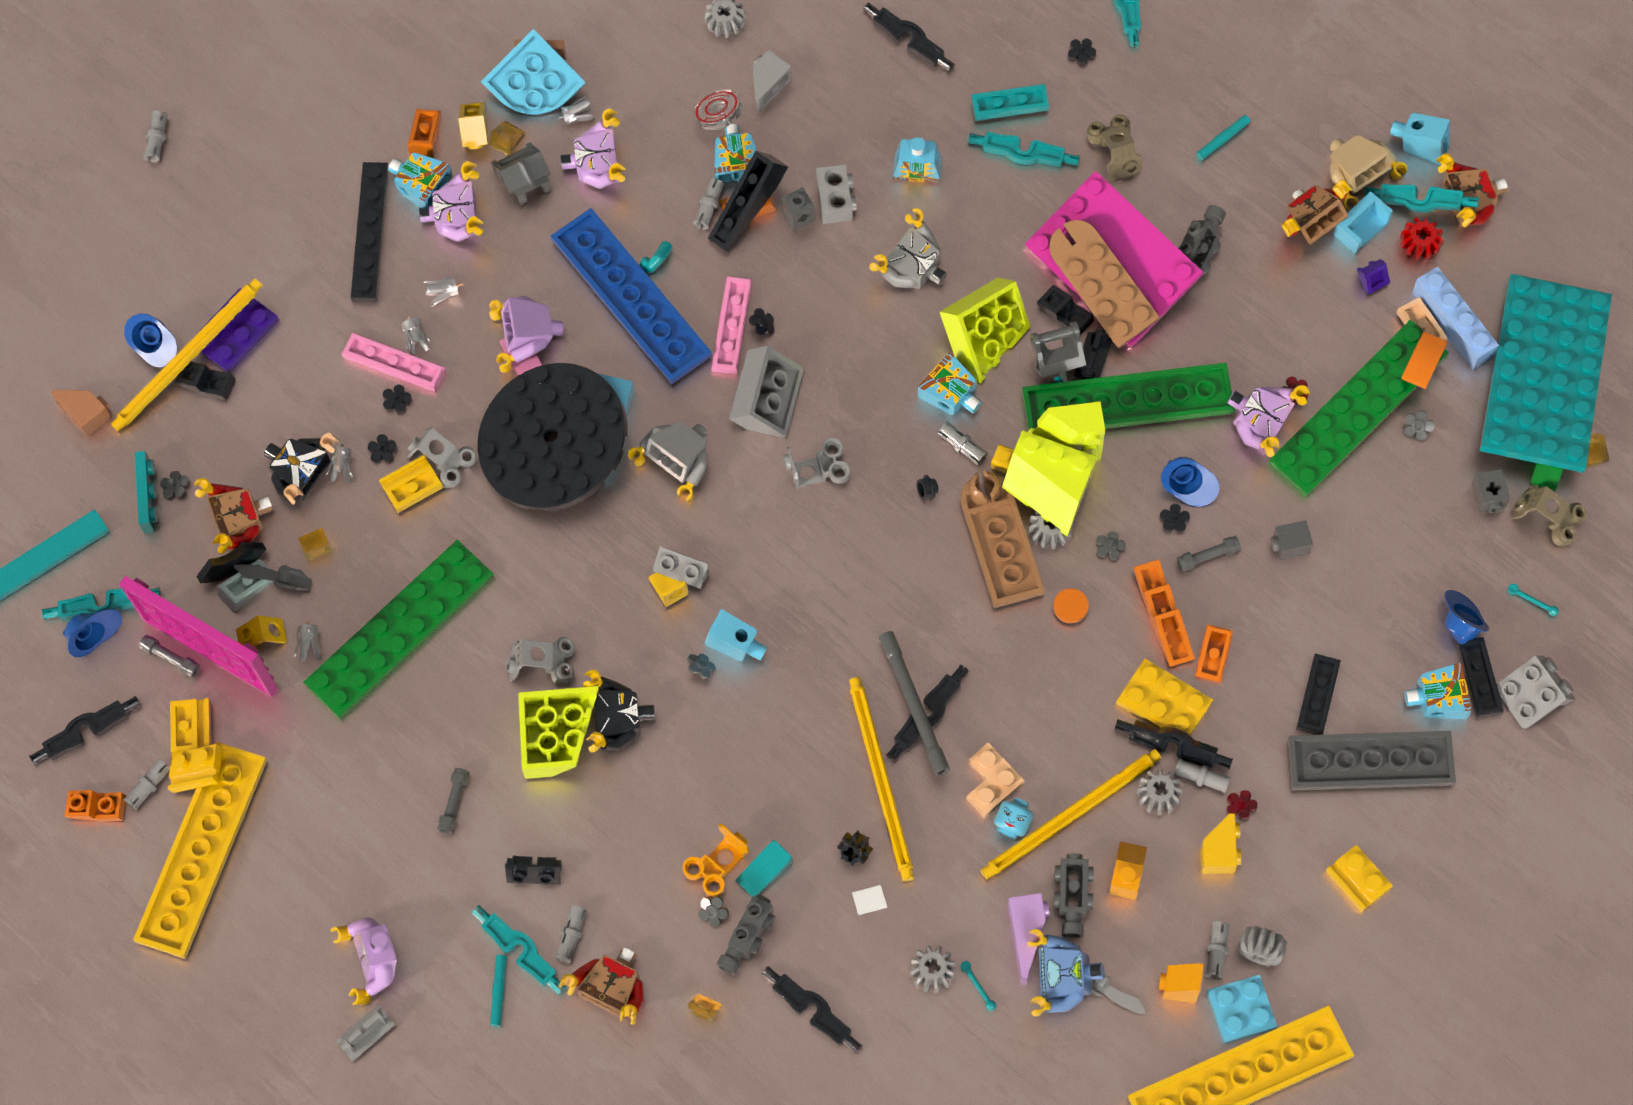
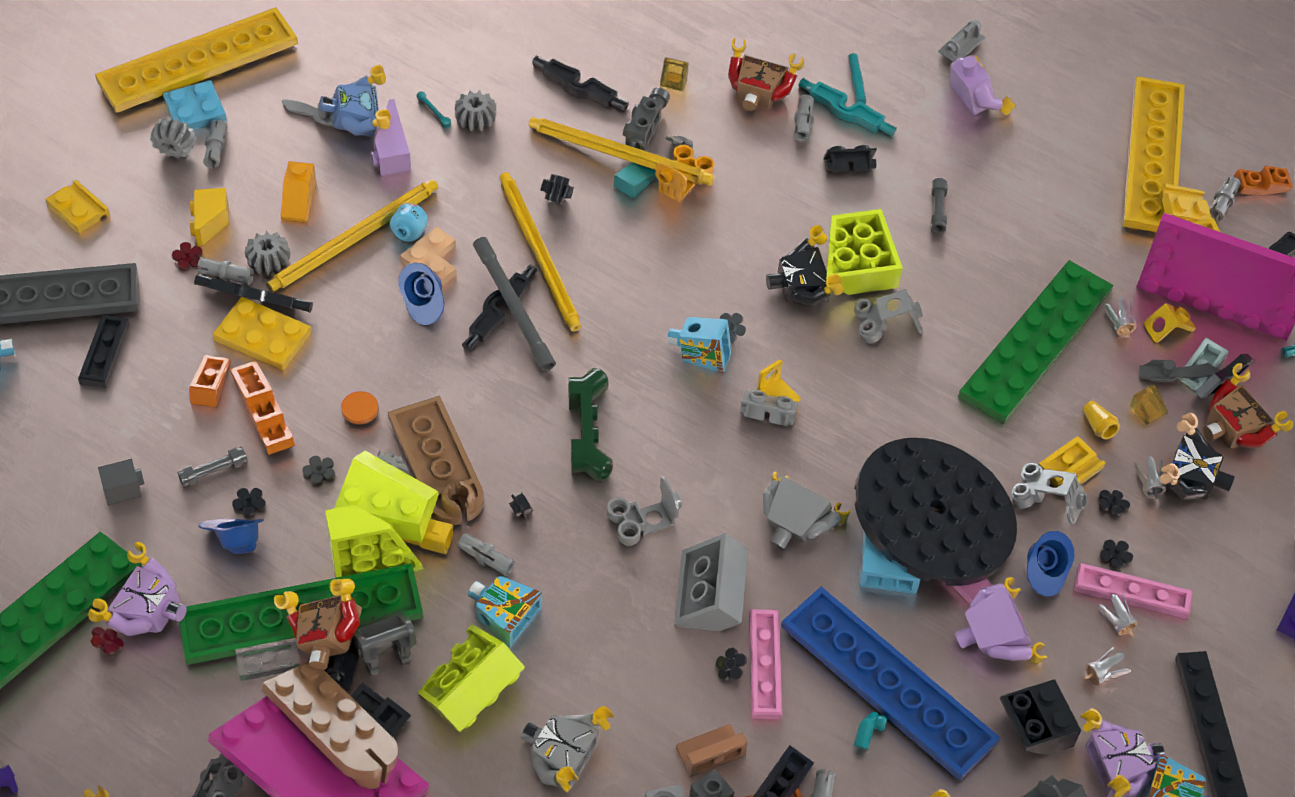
camera: 165 degrees right, 15 degrees down
(367, 528) = (1102, 421): none -> yellow cone
(464, 381) = (1049, 563): none -> blue piece
(514, 244) = (1042, 718): none -> black slope
(781, 895) = (617, 149): none -> yellow piece
(790, 252) = (712, 750): none -> nougat panel
(858, 597) = (584, 455): none -> dark green plate
(869, 900) = (538, 164): white sticker -> none
(1003, 725) = (421, 293): none -> piece
(1073, 890) = (349, 167): dark grey brick -> none
(1109, 359) = (324, 625): none -> torso
(1156, 359) = (267, 659): none -> clear plate
(1182, 982) = (247, 108): light orange slope -> none

